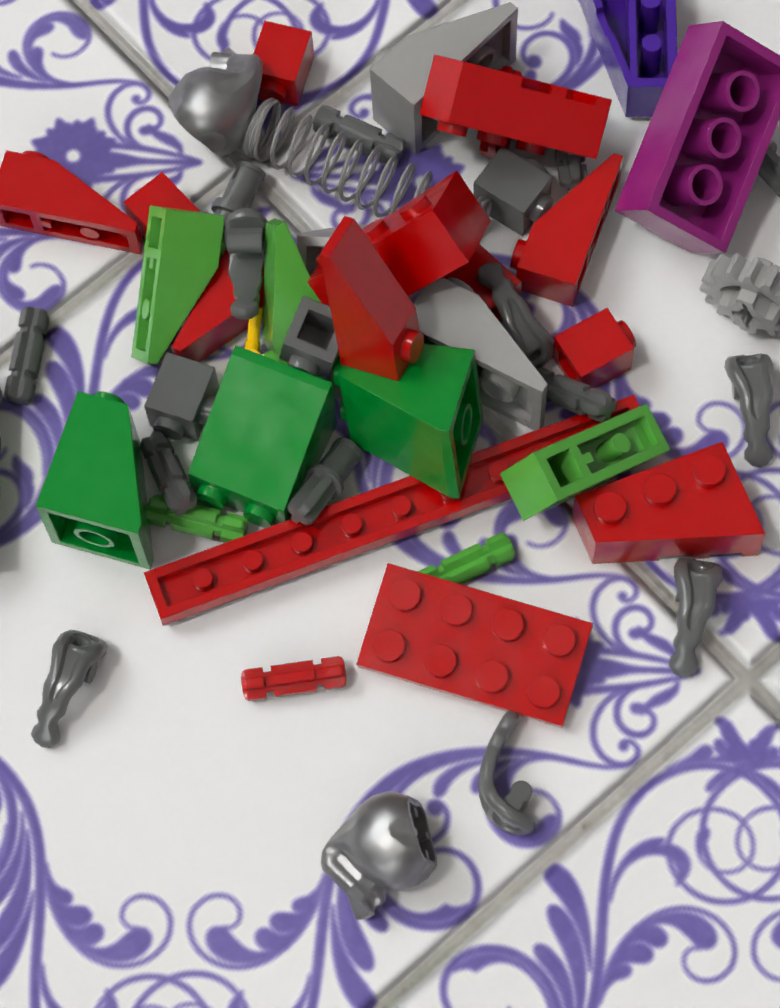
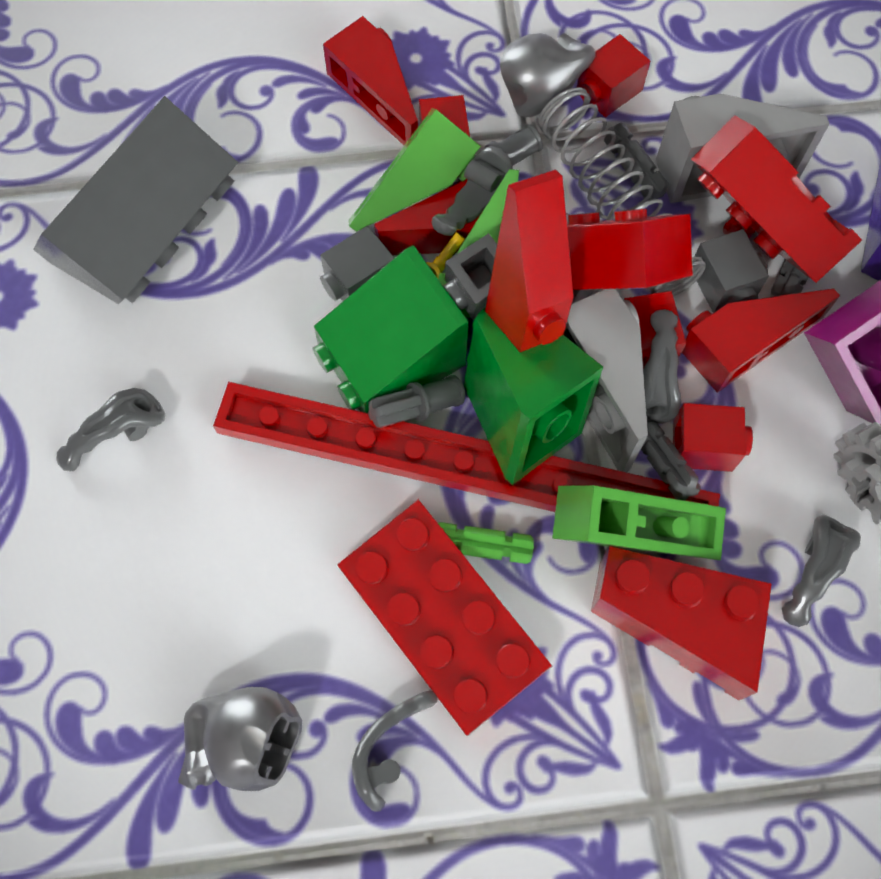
camera: 30 degrees right, 0 degrees up
(26, 355) = (273, 172): dark grey axle -> none
(97, 483) = (244, 288): green slope -> none
(168, 473) = (305, 314): dark grey axle -> none
(198, 521) = (301, 367): bright green axle -> none
(293, 678) = (281, 542): red axle -> none
(696, 592) = (662, 698): dark grey piece -> none

